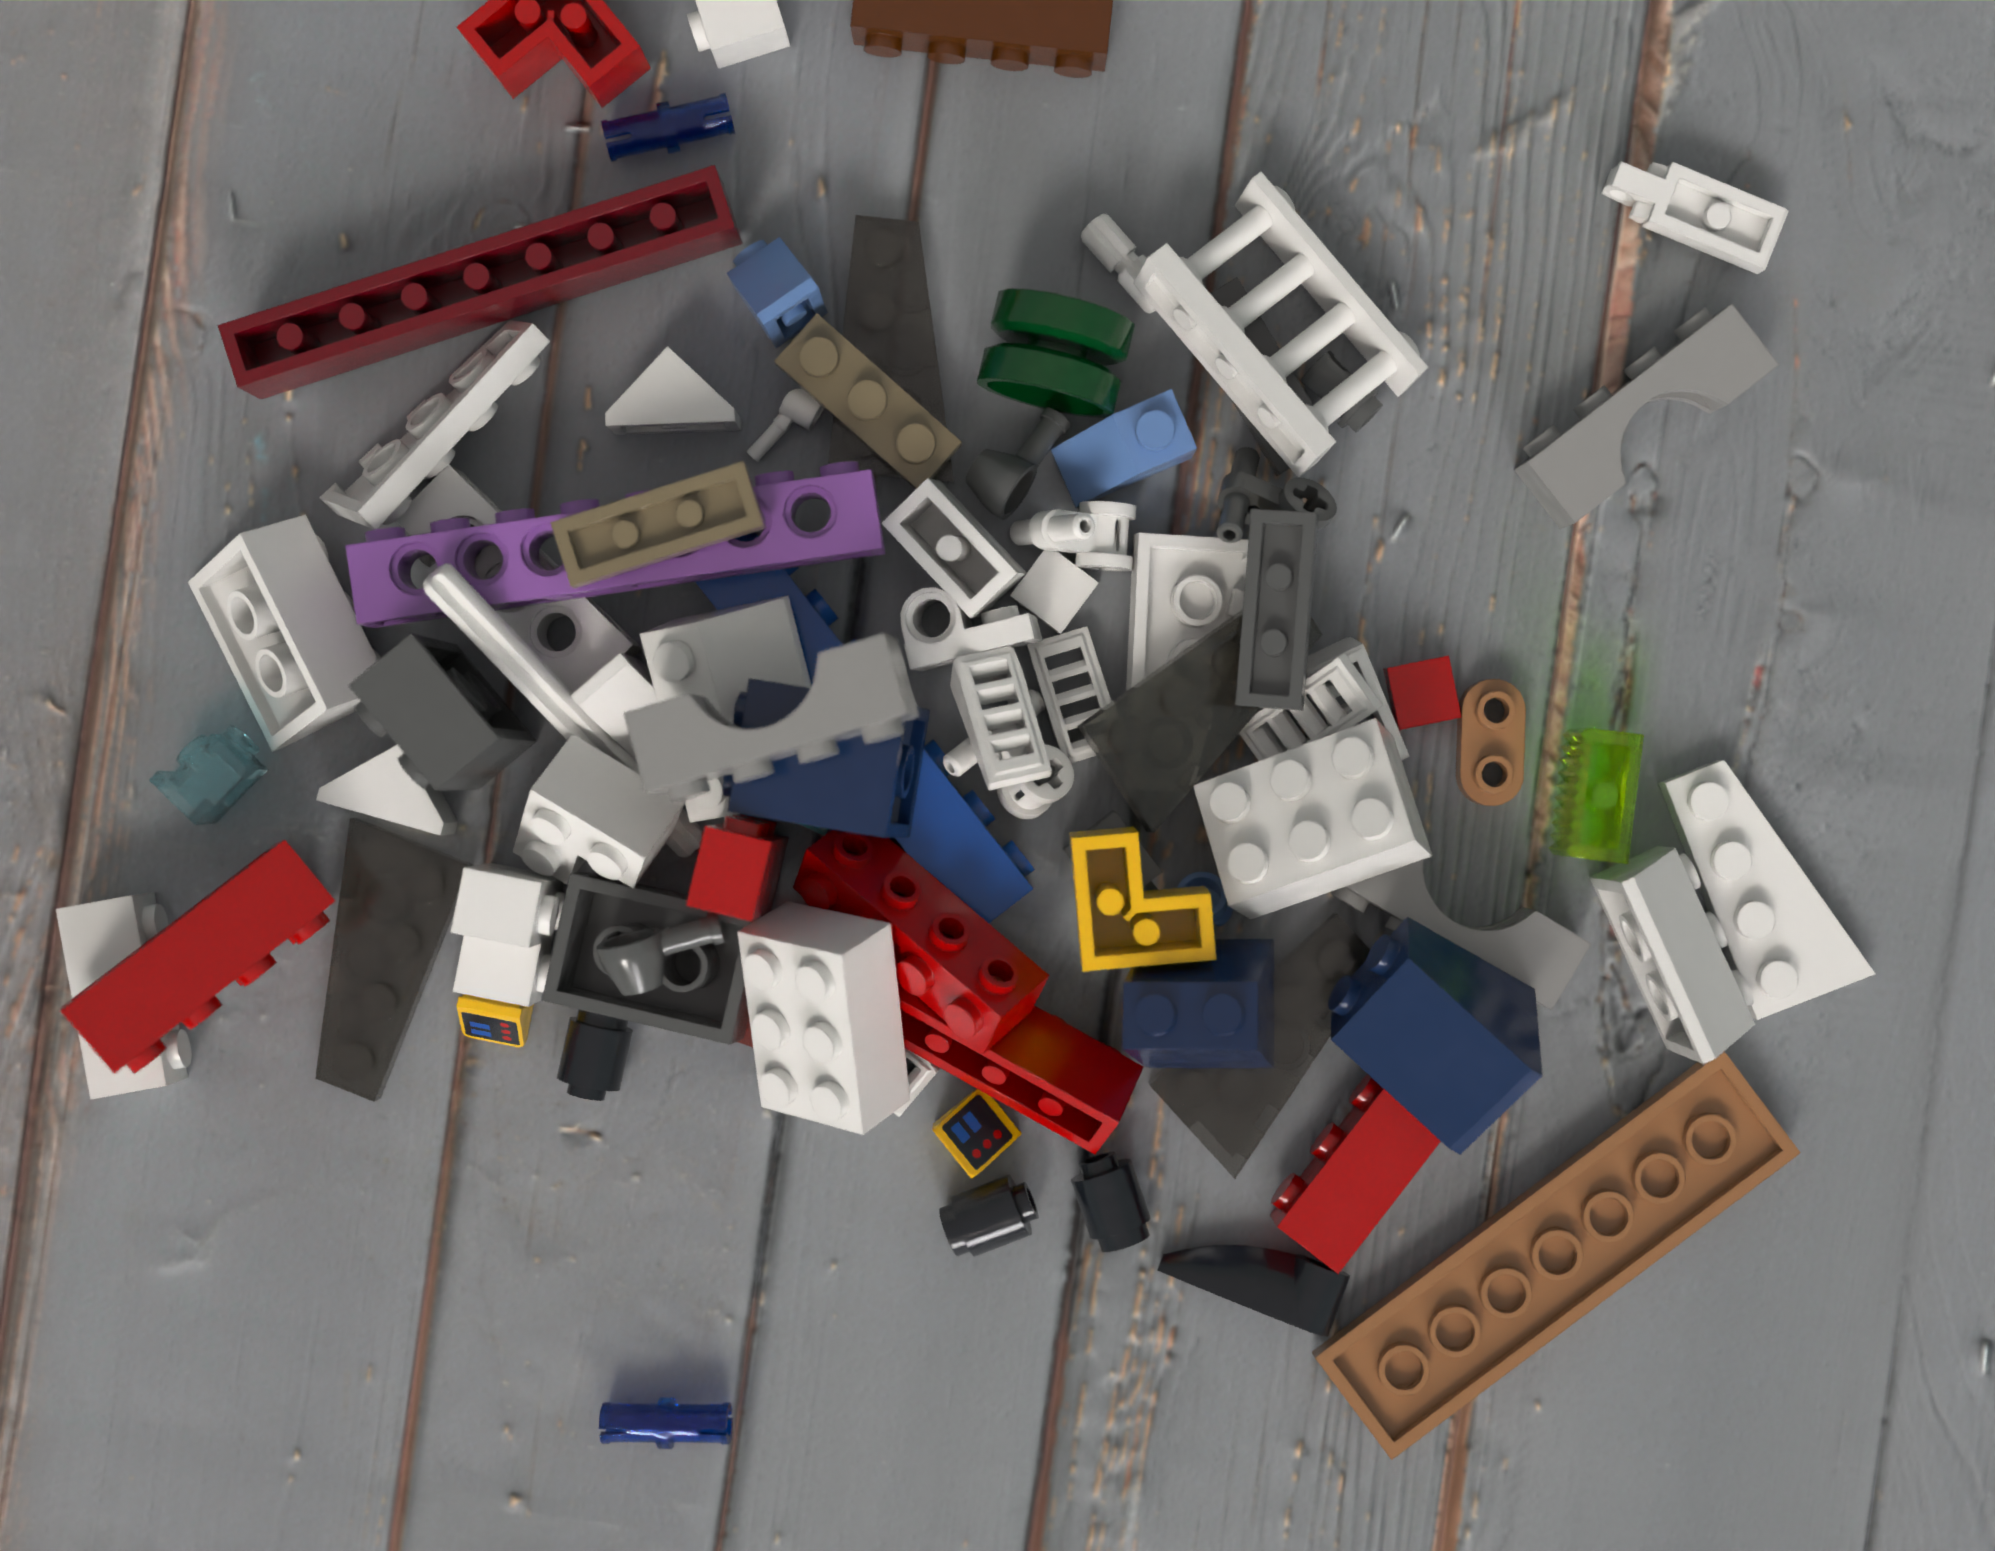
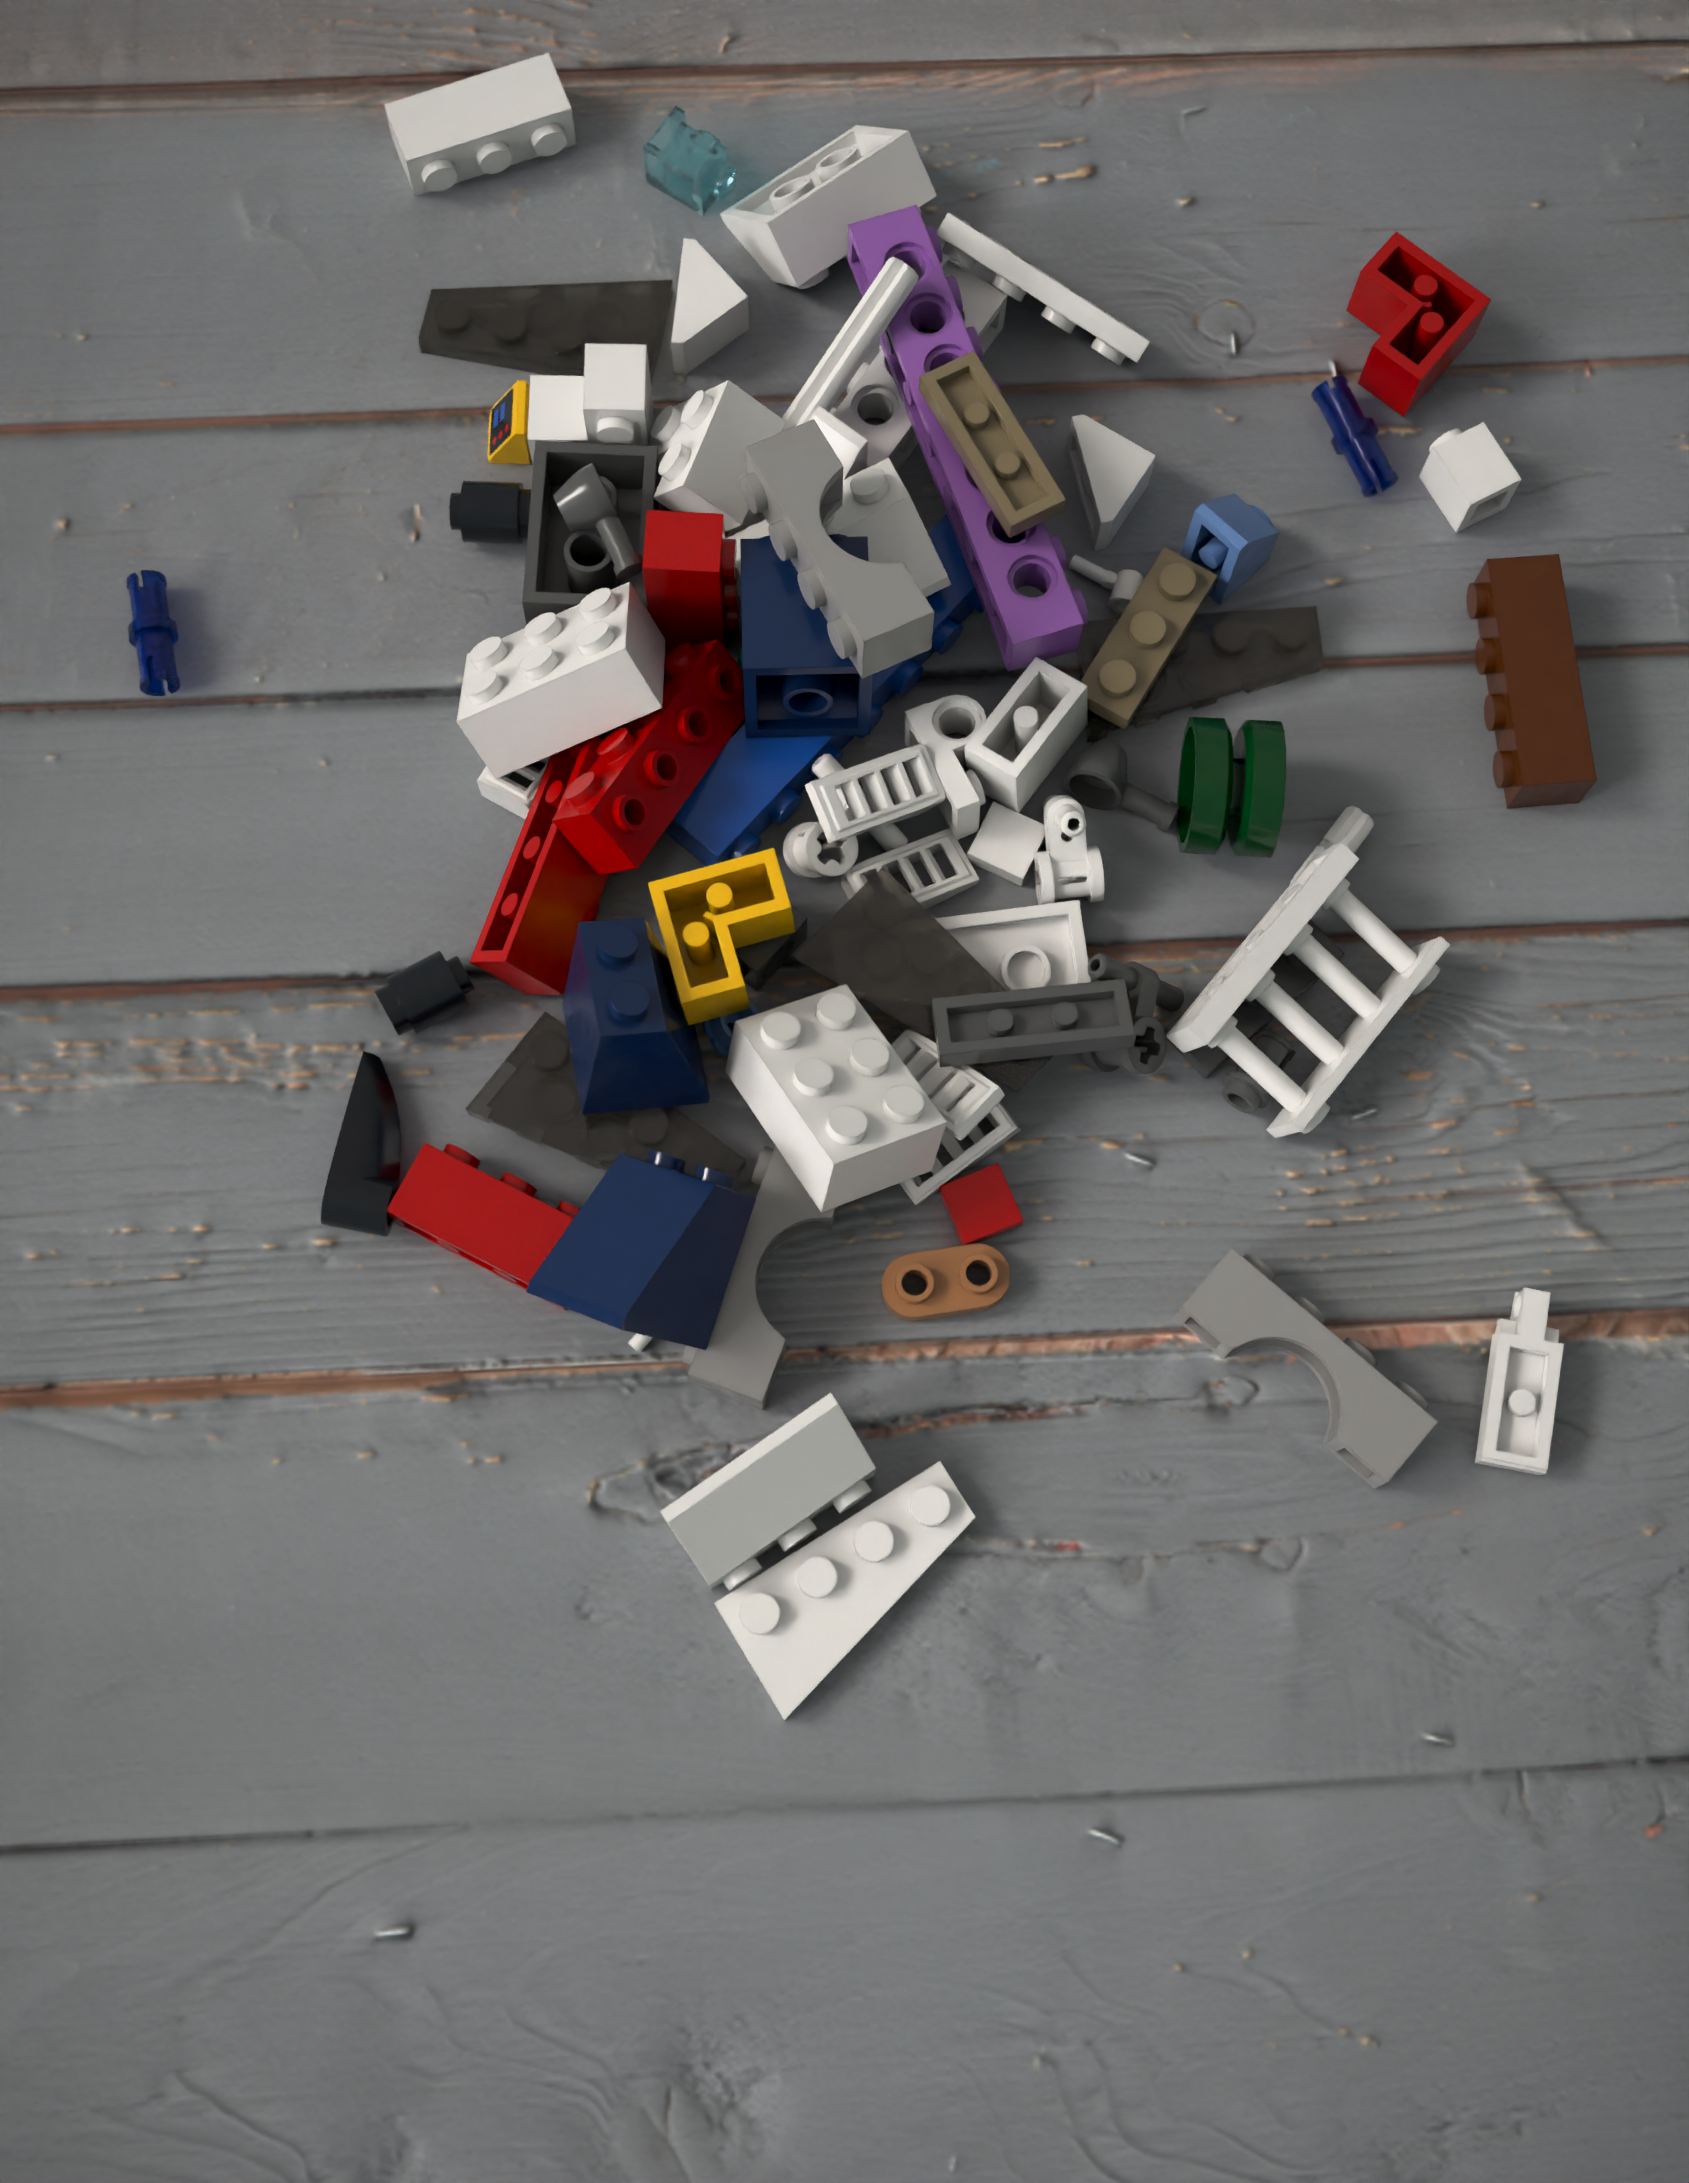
camera: 75 degrees right, 15 degrees down
(198, 956) = (525, 152): red brick -> none
(440, 715) = (780, 308): dark grey brick -> none
(481, 284) = (1178, 304): dark red brick -> none
(976, 1131) = (471, 860): slope -> none
(988, 1216) = (392, 883): black brick -> none
(1125, 448) = (1159, 881): medium blue slope -> none
(1555, 1253) = (441, 1441): medium nougat plate -> none
(1597, 794) = (914, 1383): clear neon green brick -> none

